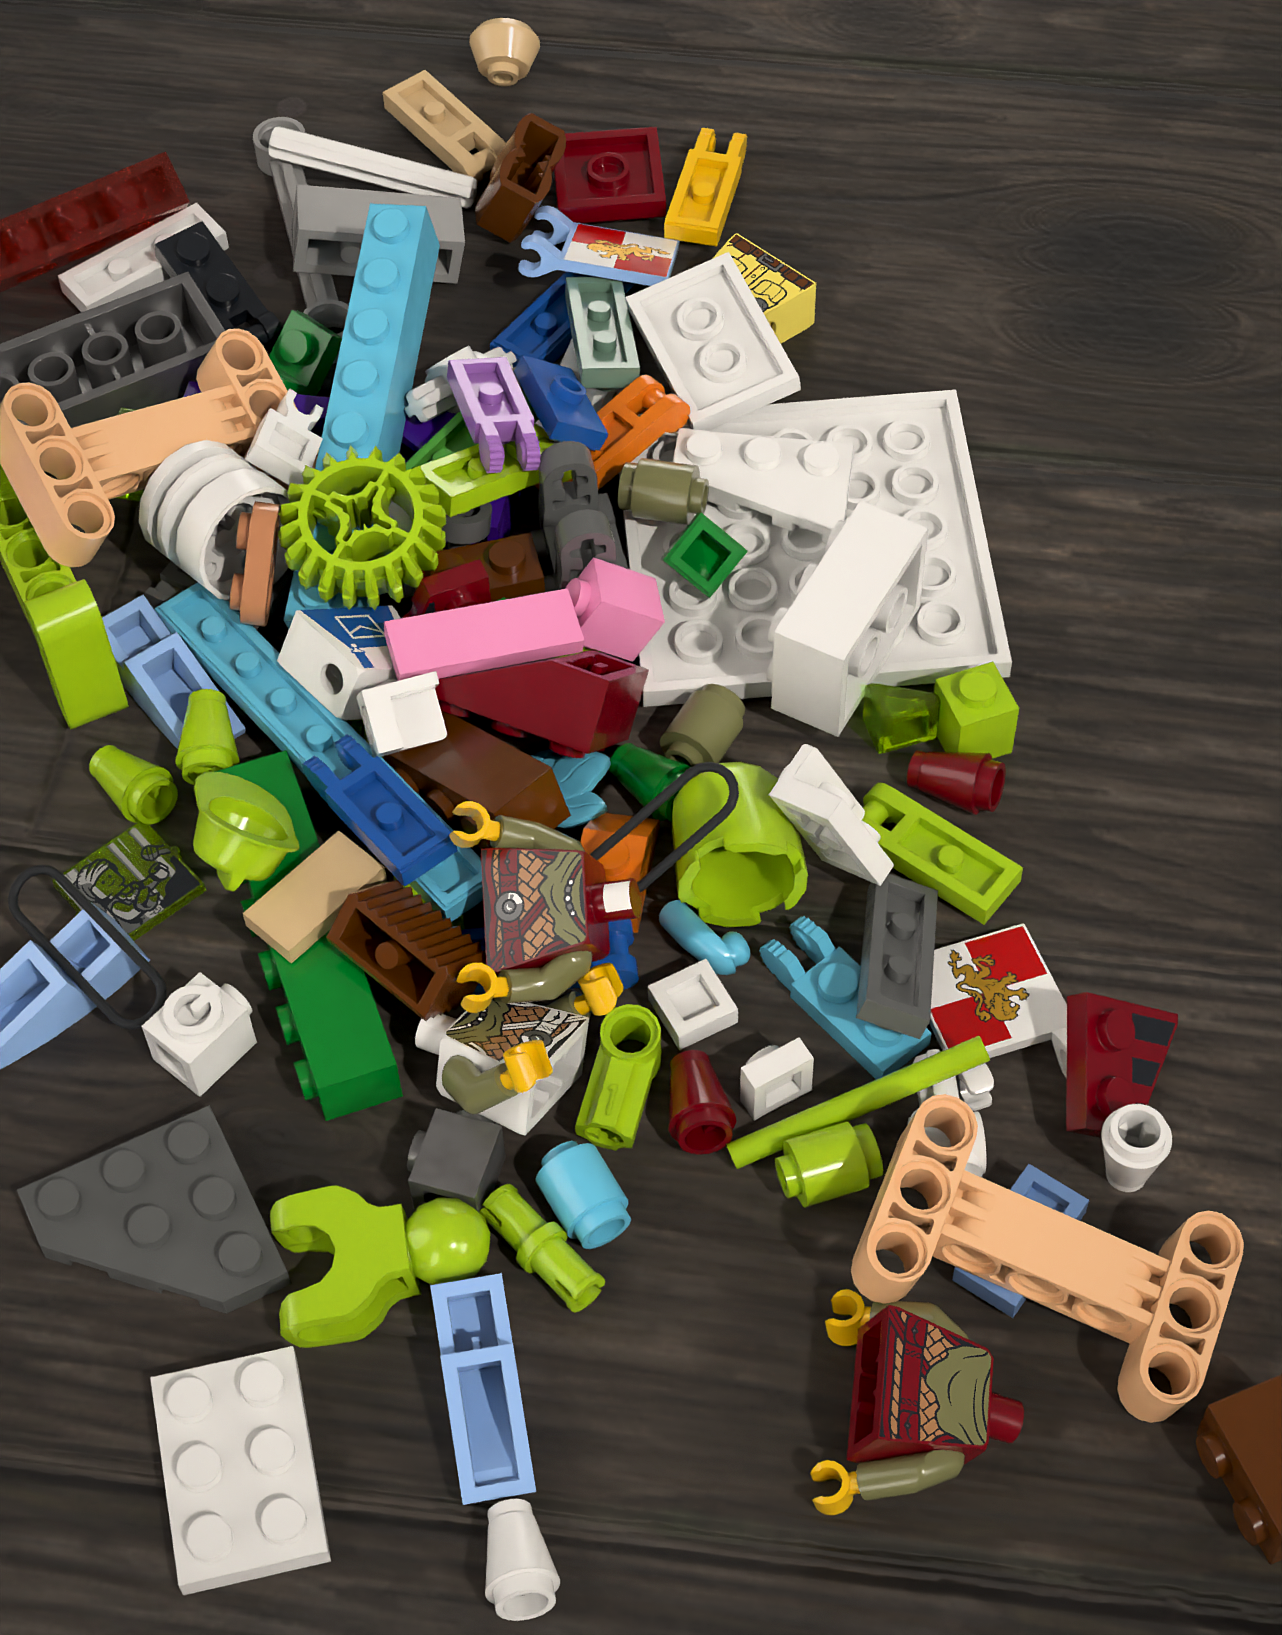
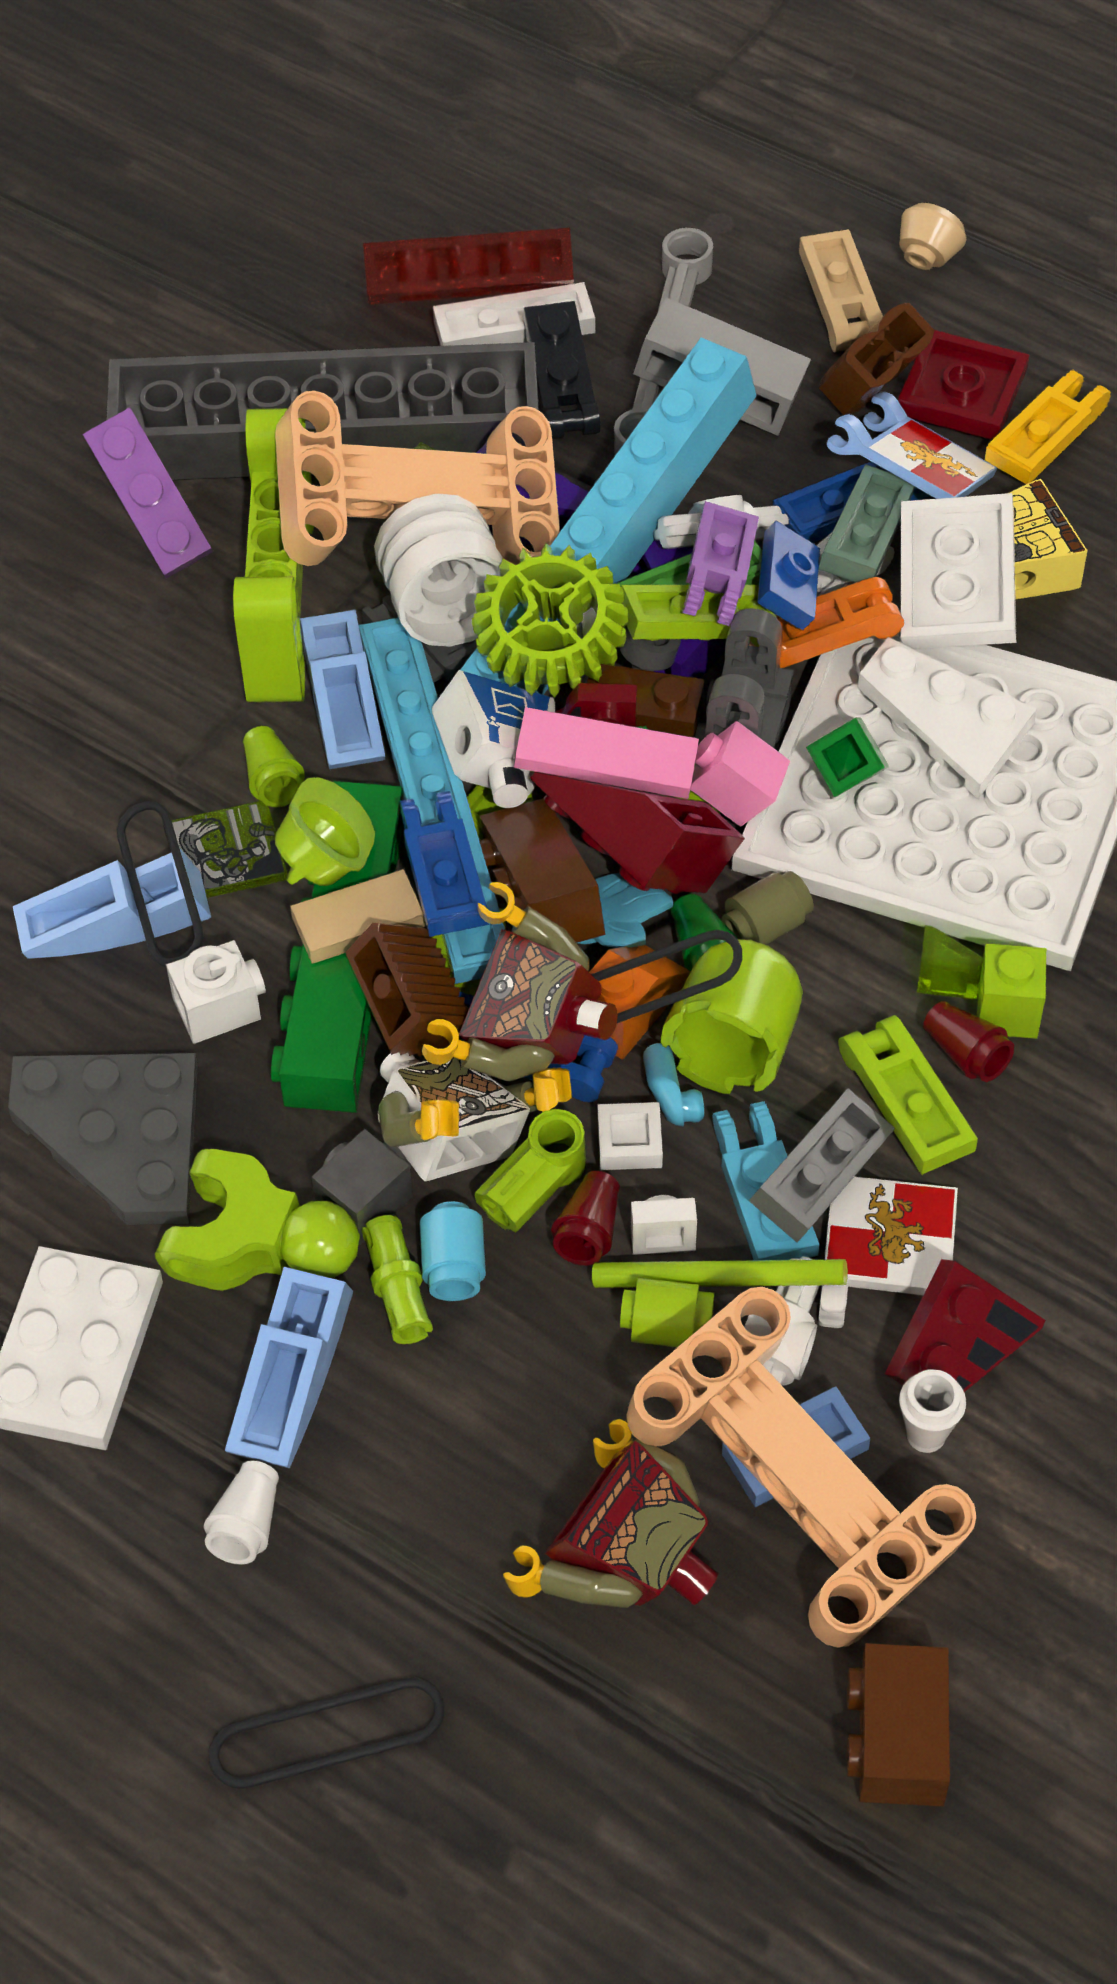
camera: 25 degrees right, 0 degrees up
(206, 736) = (345, 749): lime cone -> none
(253, 590) = (444, 636): nougat plate -> none
(286, 441) = (527, 521): white plate -> none
(304, 353) = (592, 451): green bracket -> none
(370, 166) = (754, 303): white axle -> none
(402, 714) = (502, 792): white panel -> none
(662, 491) = (839, 686): olive brick -> none
(829, 816) = (820, 1019): white bracket -> none
(846, 617) = (932, 858): white brick -> none

